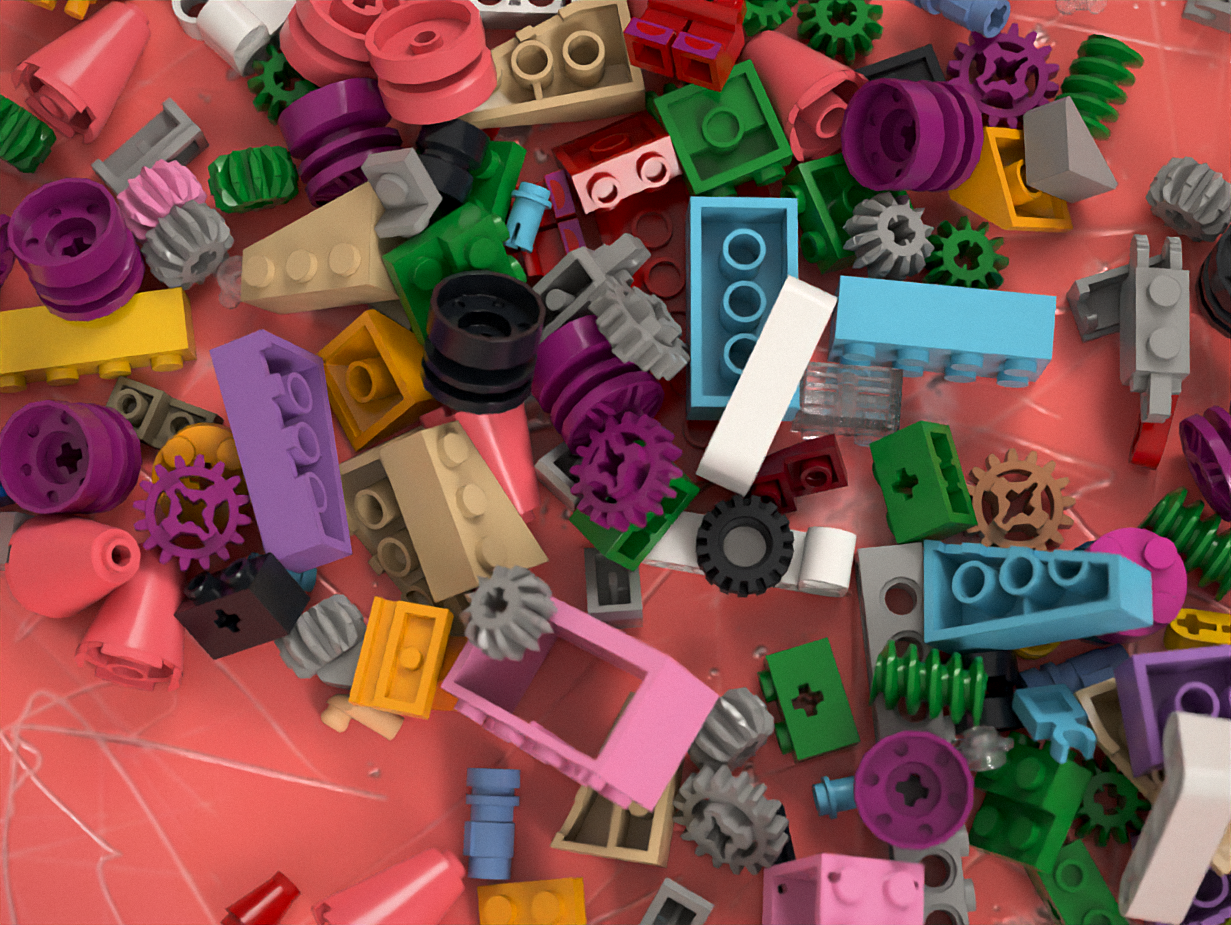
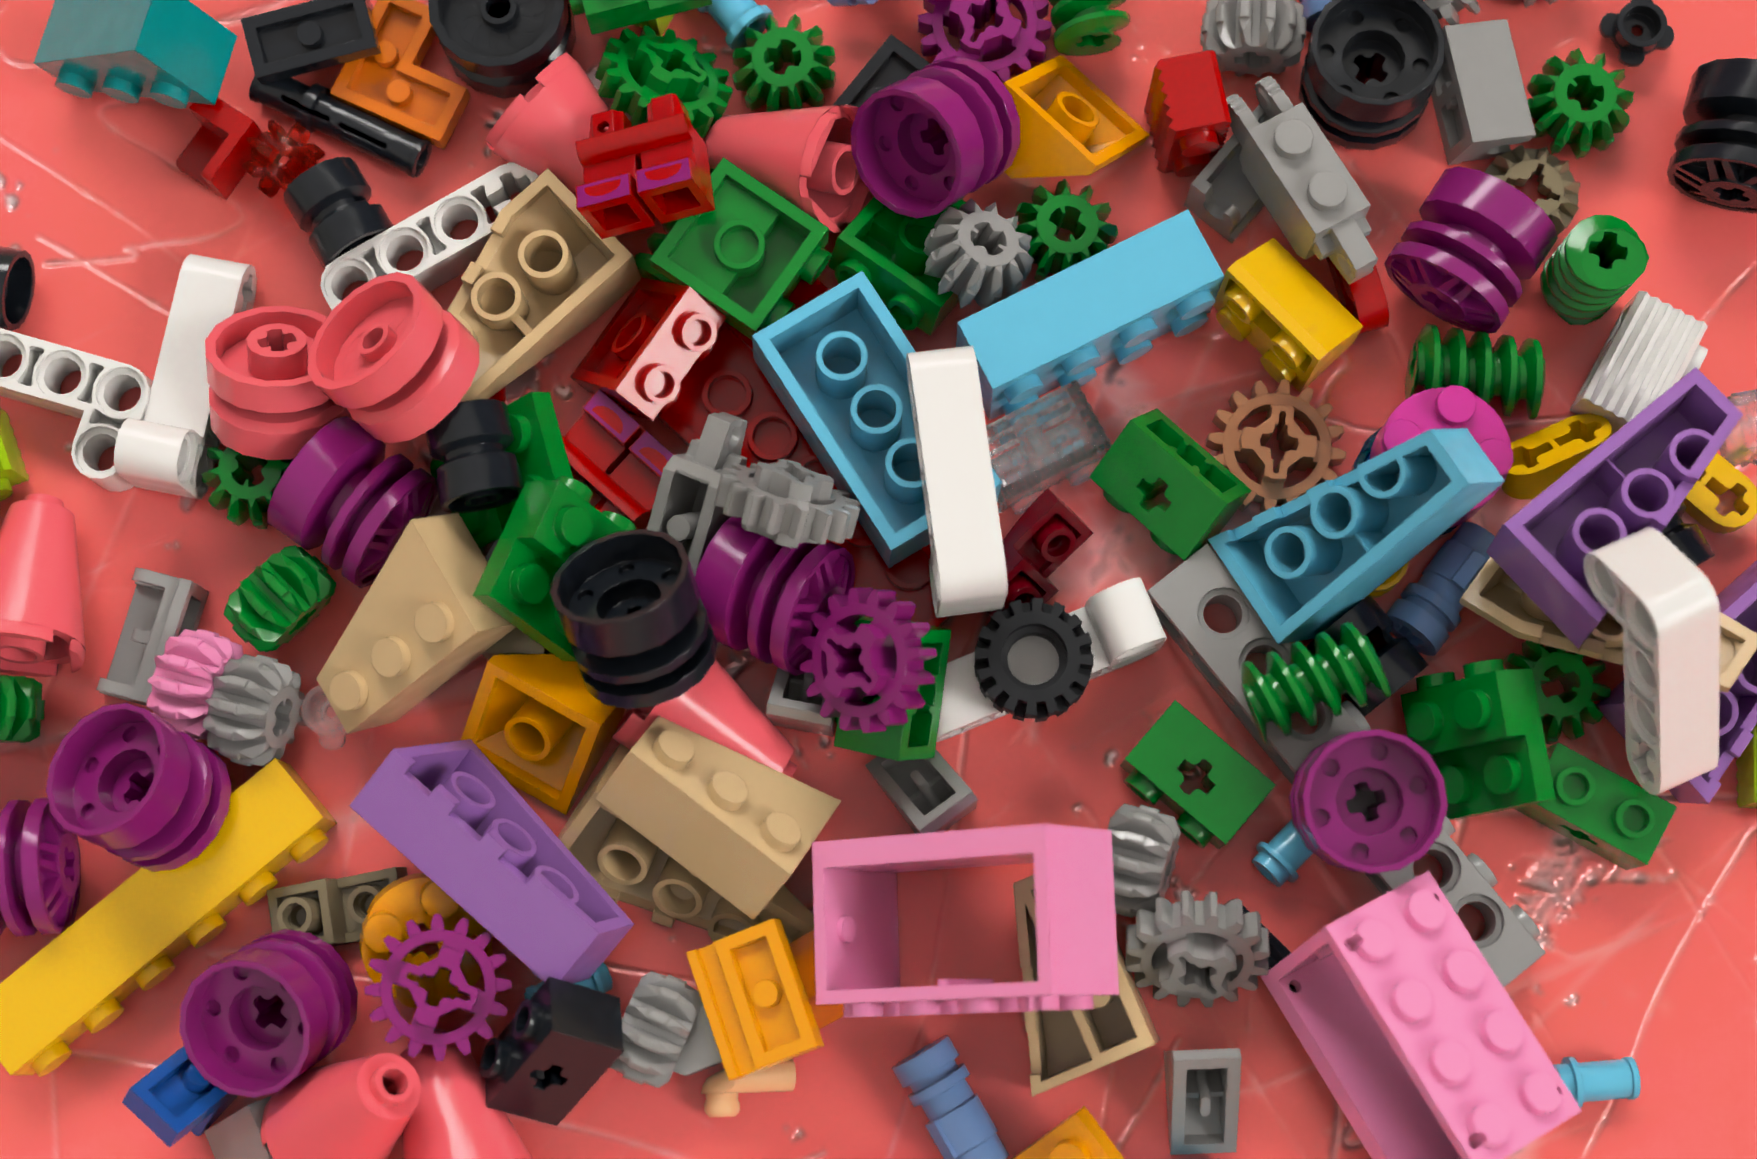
camera: 30 degrees left, 0 degrees up
(403, 190) = (451, 512): light grey bracket -> none
(508, 613) = (842, 883): light grey gear -> none
(526, 215) = (592, 458): medium azure pin -> none
(983, 748) = (1406, 712): clear plate -> none
(1055, 715) = (1457, 634): medium azure plate -> none
(1063, 154) = (1094, 62): light grey slope -> none
(1084, 415) = (1284, 314): none -> yellow slope
(1105, 228) = (1187, 112): none -> red brick

